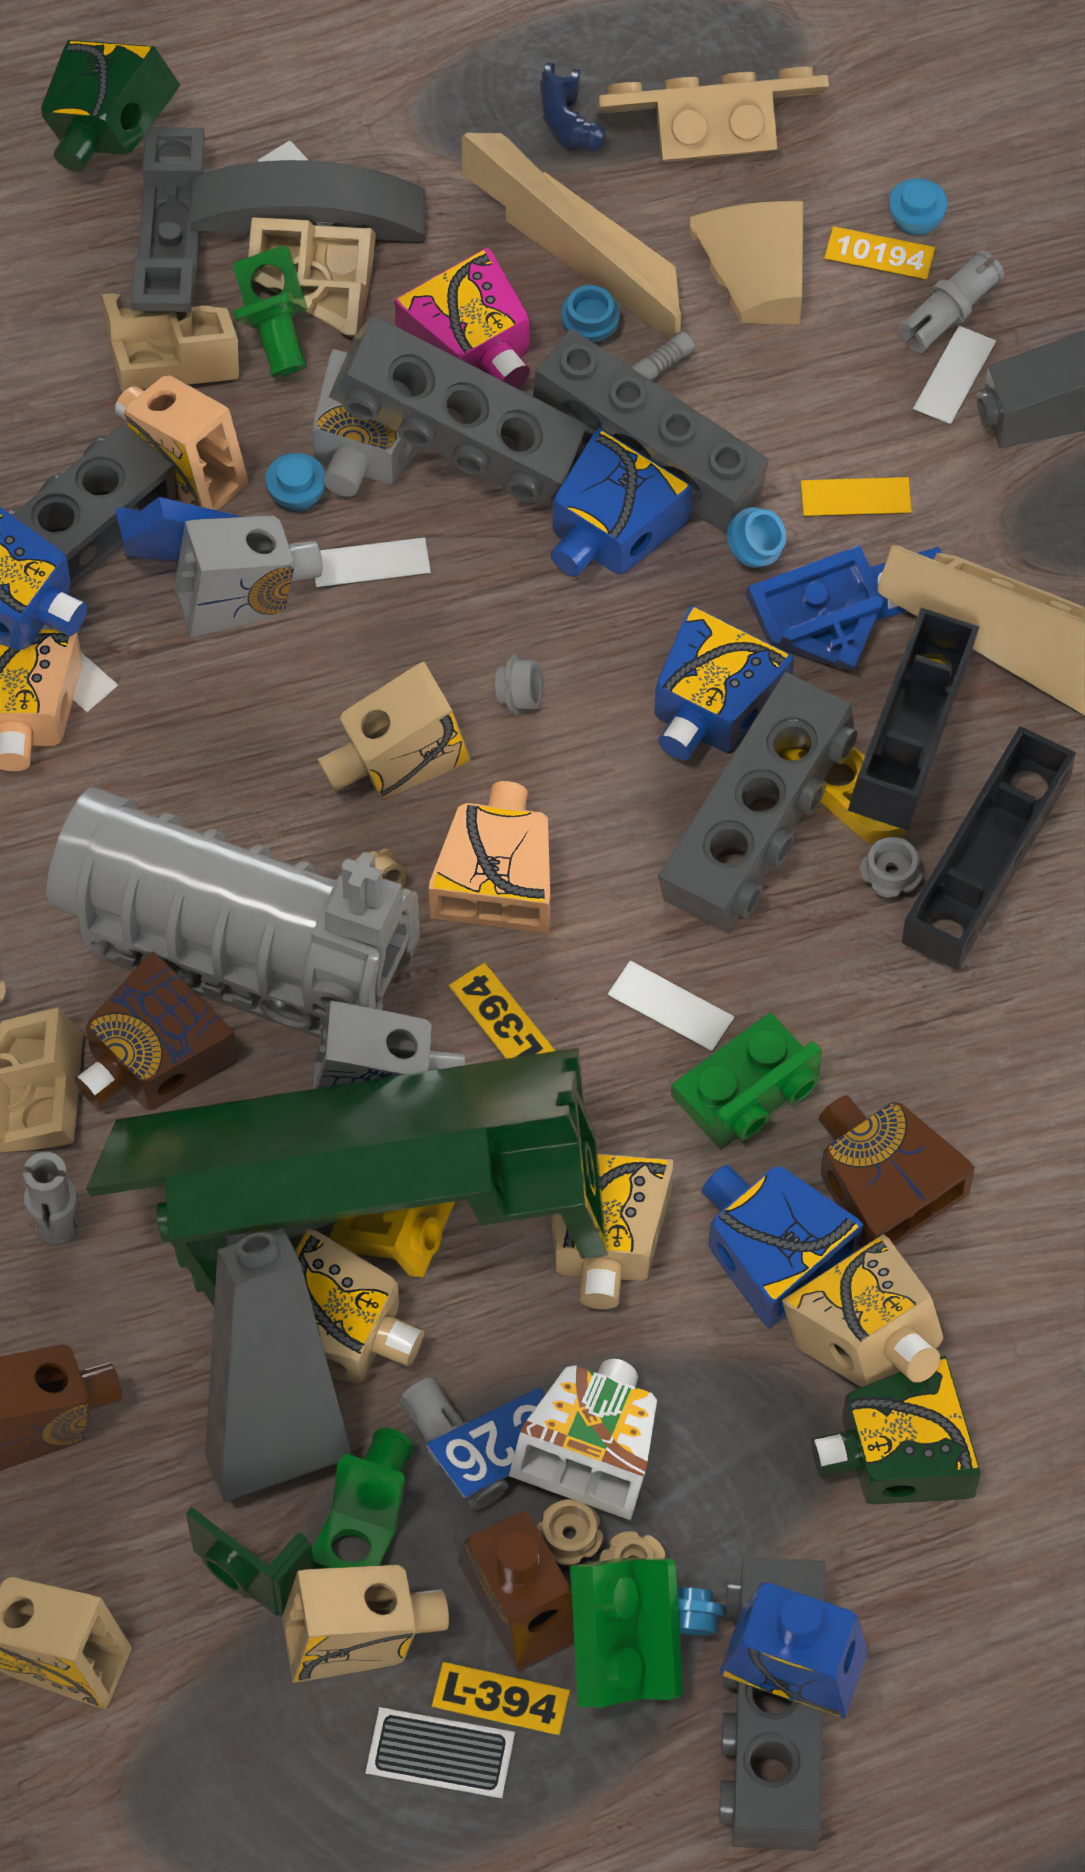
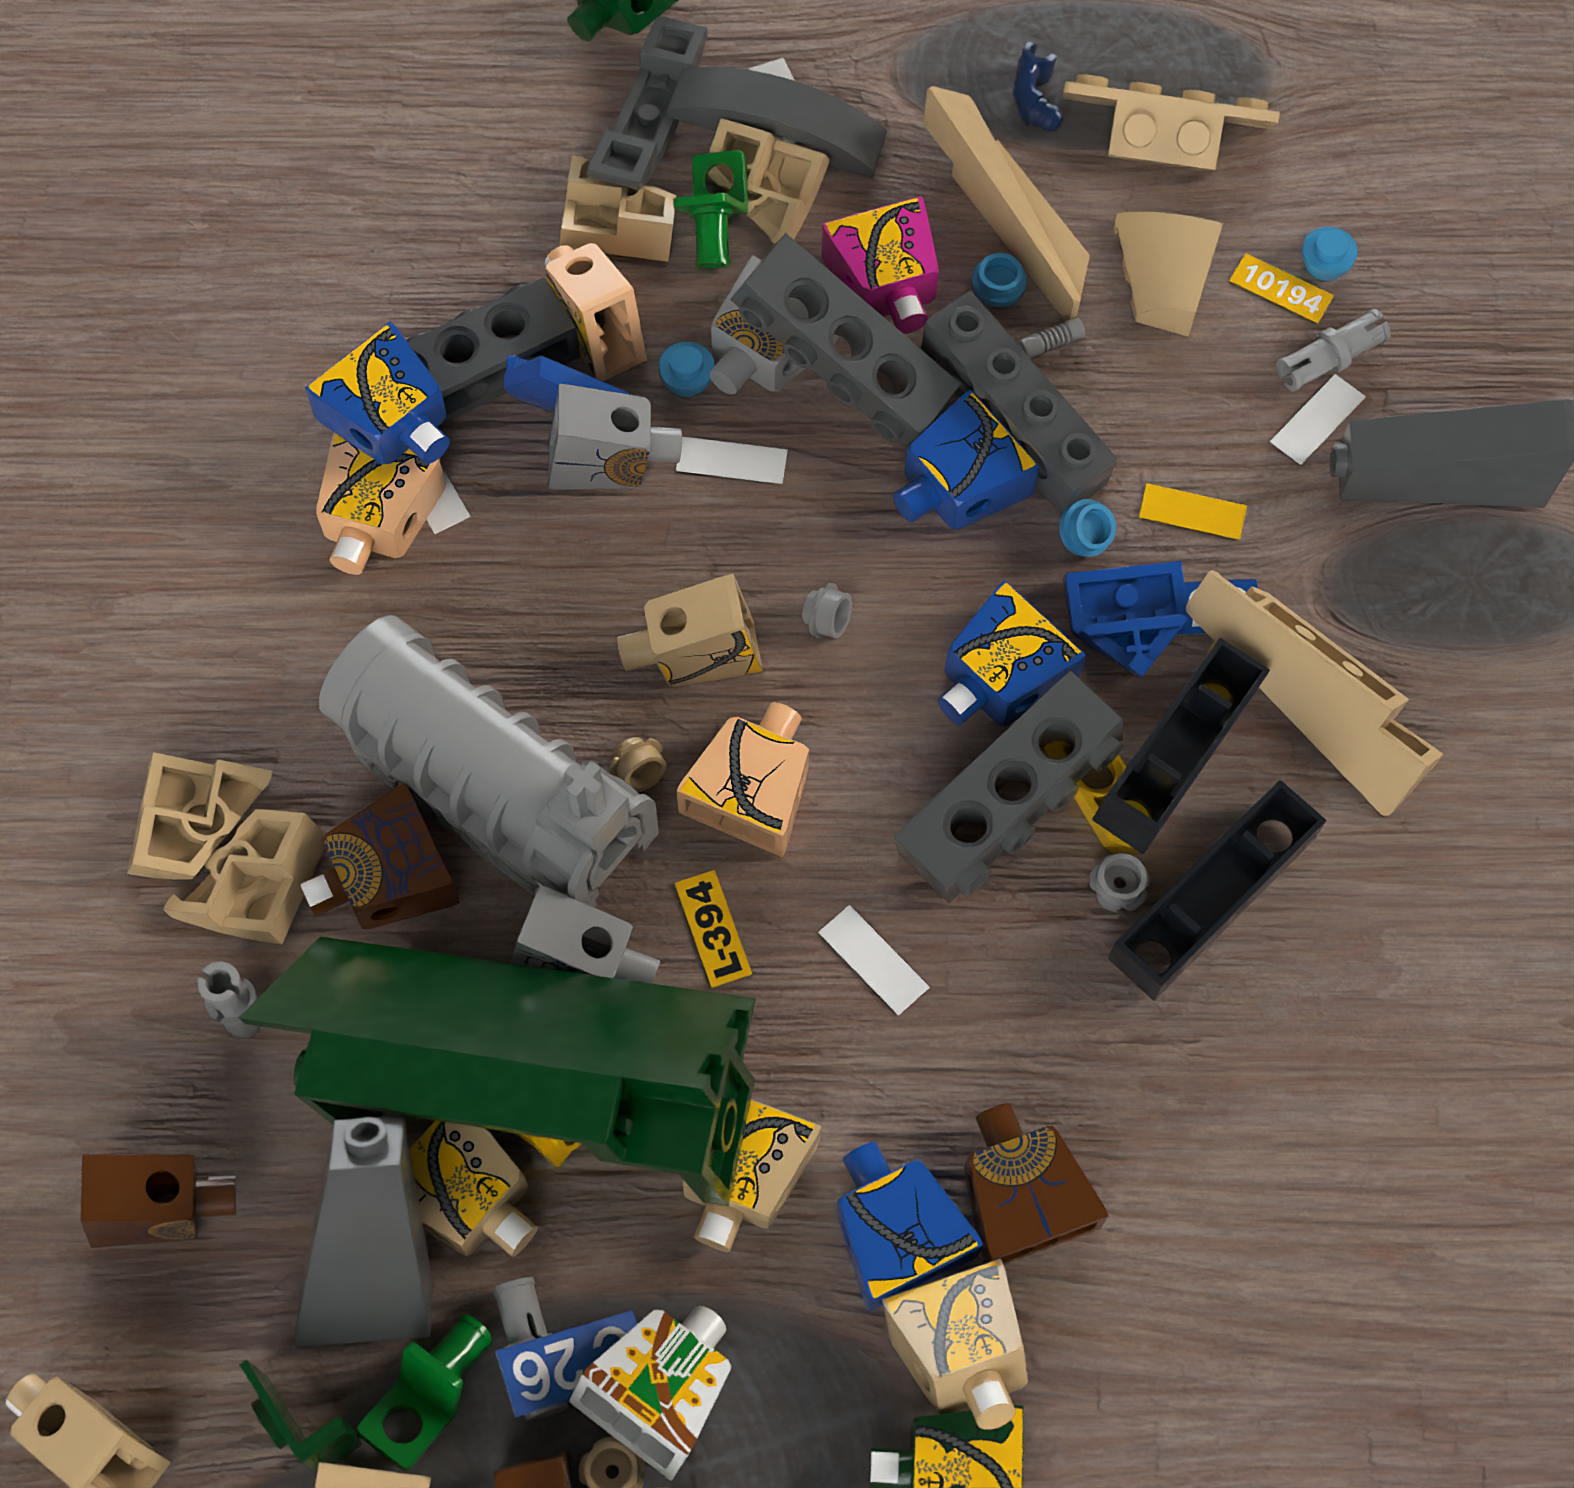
camera: 15 degrees right, 5 degrees up
(748, 1080) = (922, 1057): green bracket -> none

